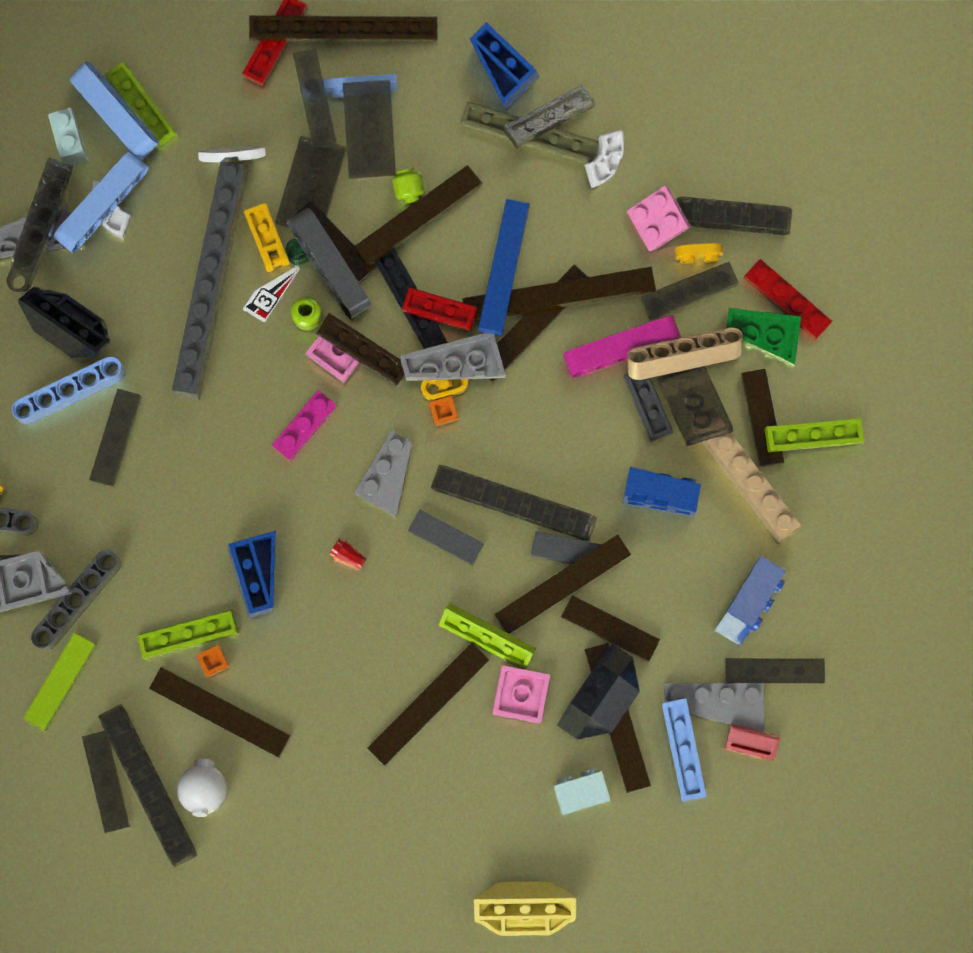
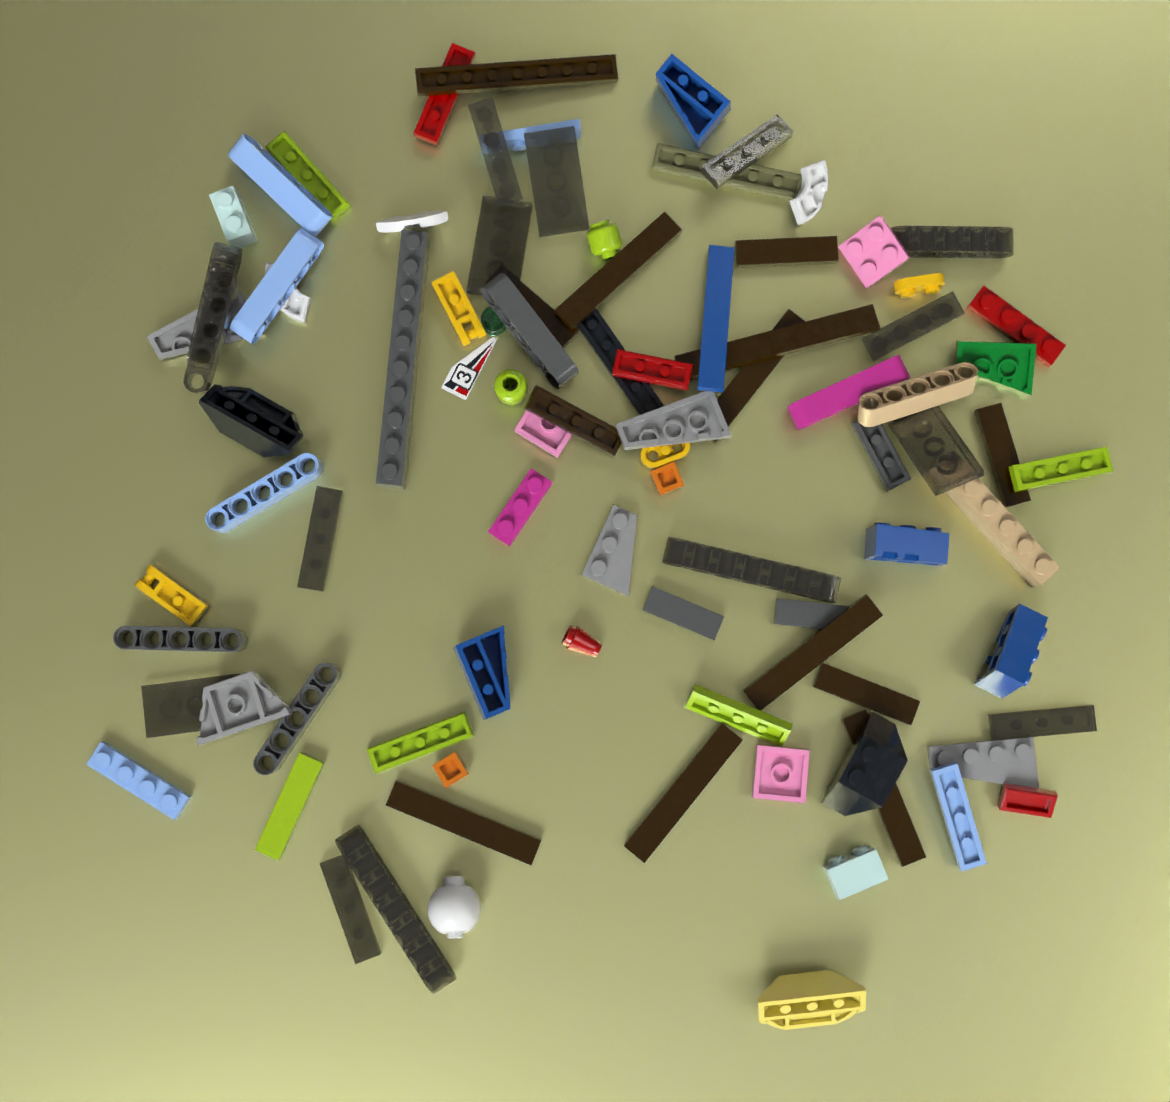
camera: 15 degrees left, 5 degrees up
(578, 211) = (786, 251): none -> dark brown tile

